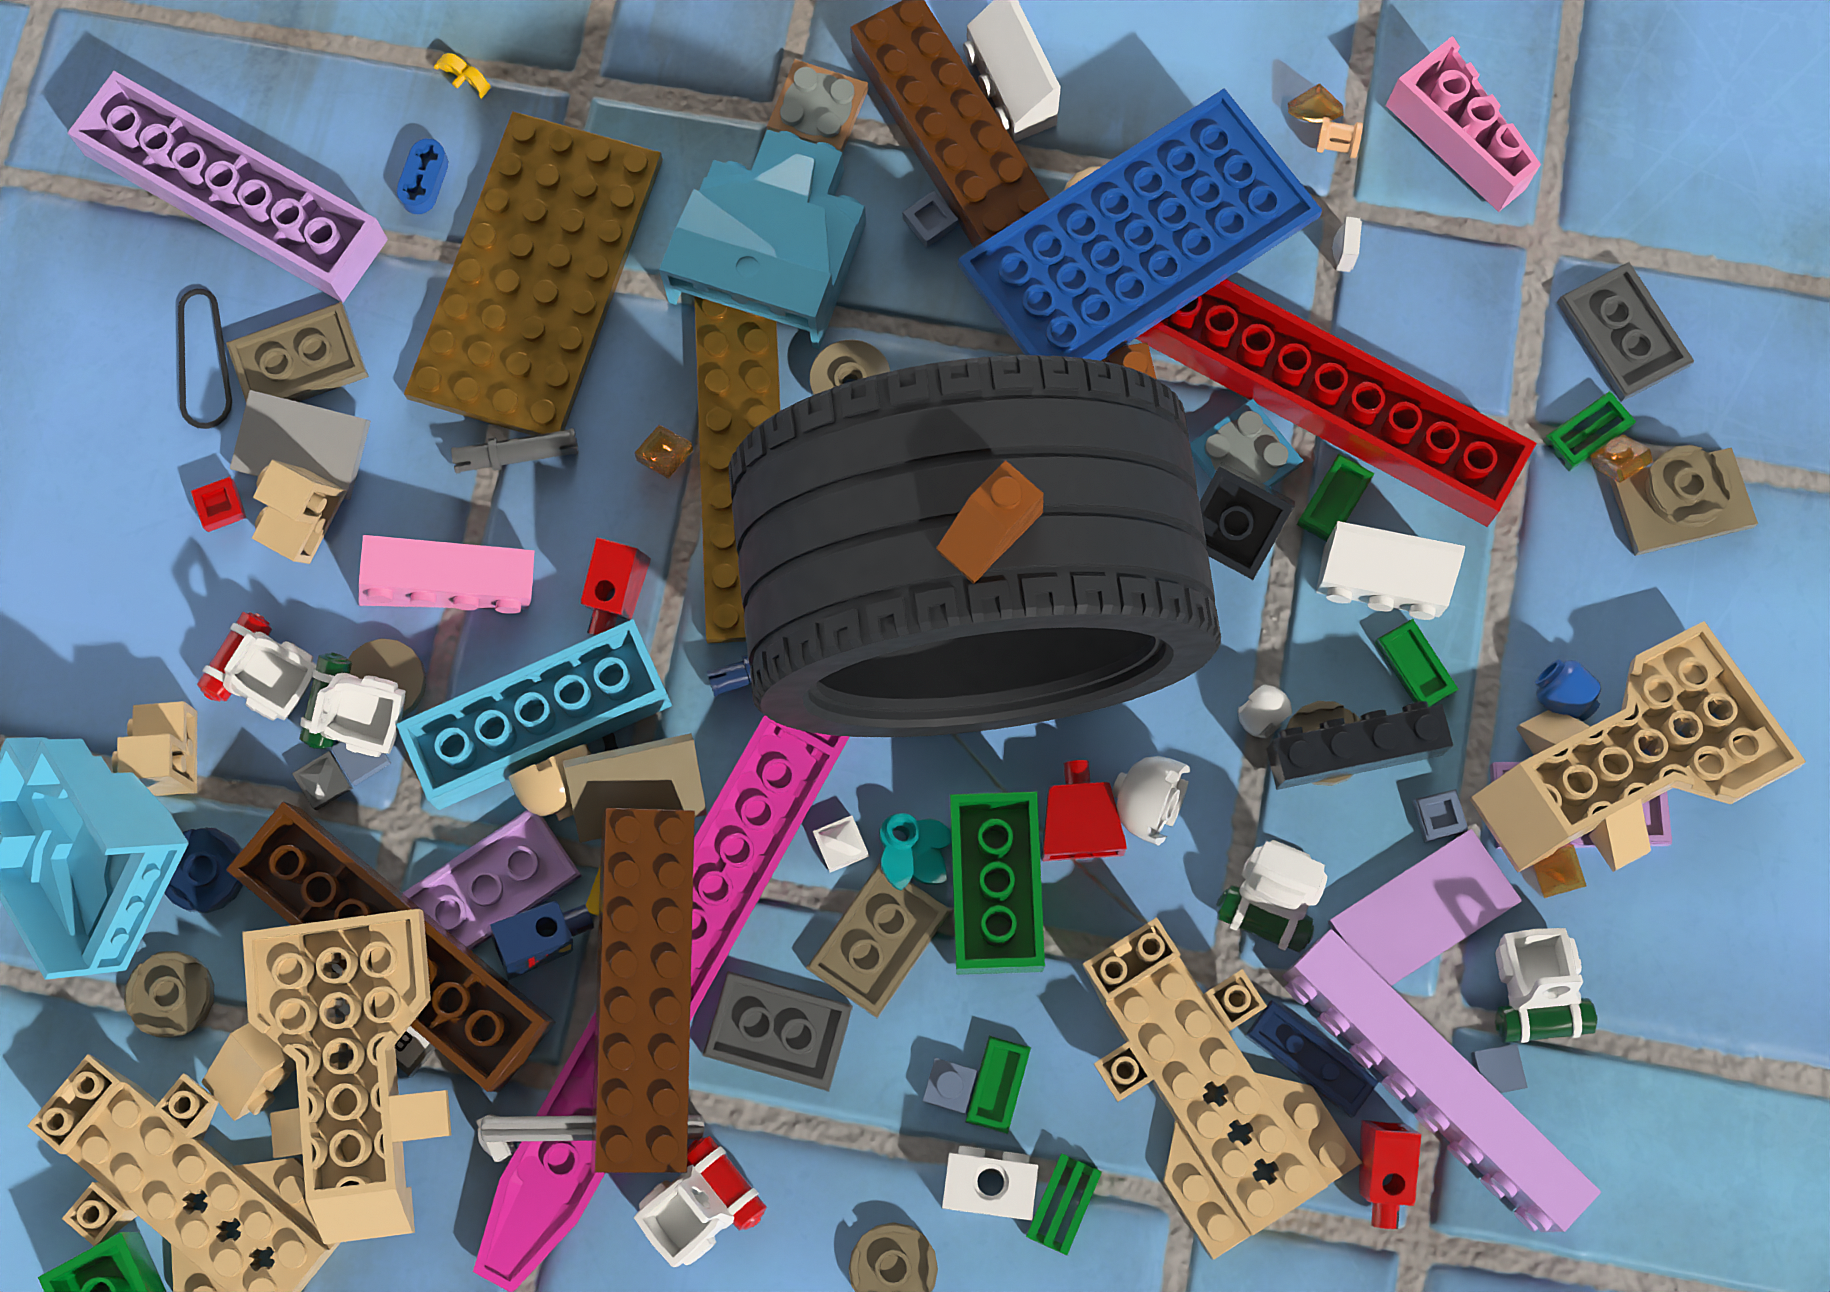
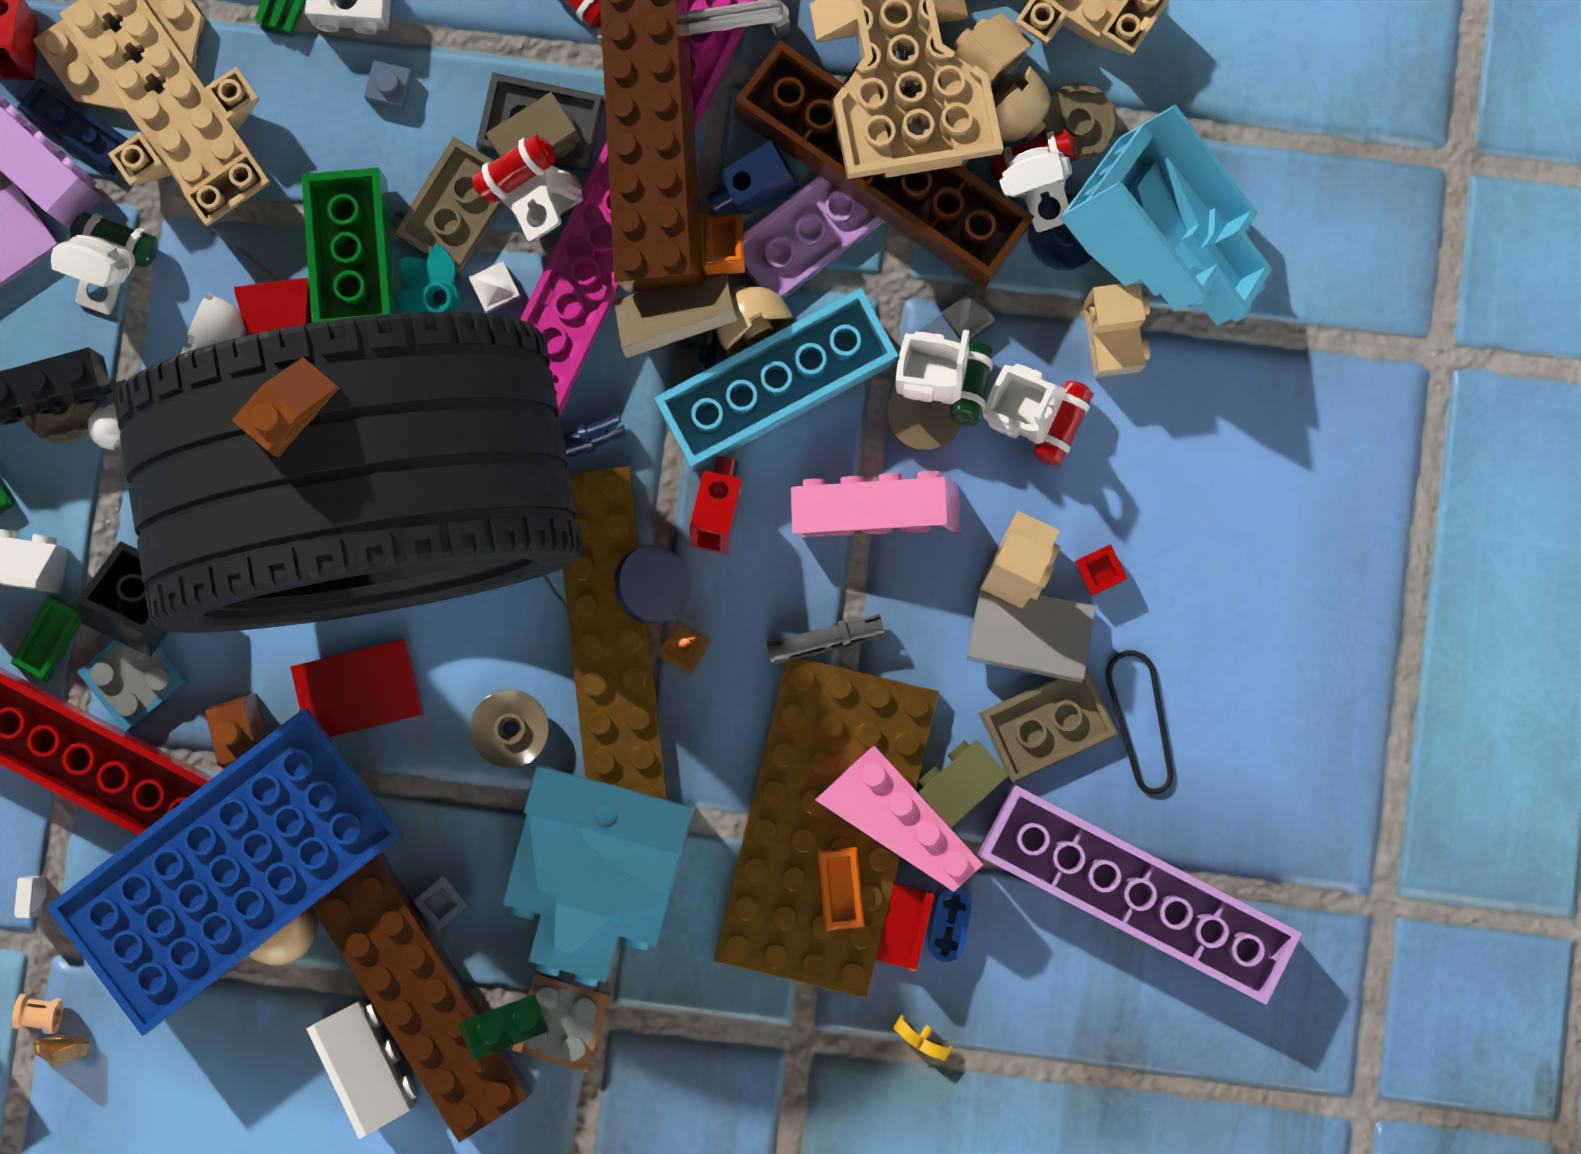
camera: 175 degrees right, 10 degrees up
(212, 922) = (1036, 169): none -> white piece
(220, 1006) = (1021, 106): none -> tan cylinder
(391, 302) = (961, 782): none -> olive brick
(461, 172) = (905, 926): none -> red panel
(461, 265) = (894, 814): none -> bright pink wedge
(523, 206) = (841, 888): none -> orange tile
(577, 865) = (724, 244): none -> orange tile
(690, 512) = (652, 584): none -> dark blue tile
(781, 1000) = (540, 117): none -> dark tan brick
(789, 938) = (530, 186): none -> white piece
(868, 89) = (503, 1027): none -> dark green plate
(998, 1085) = (346, 88): green tile -> none

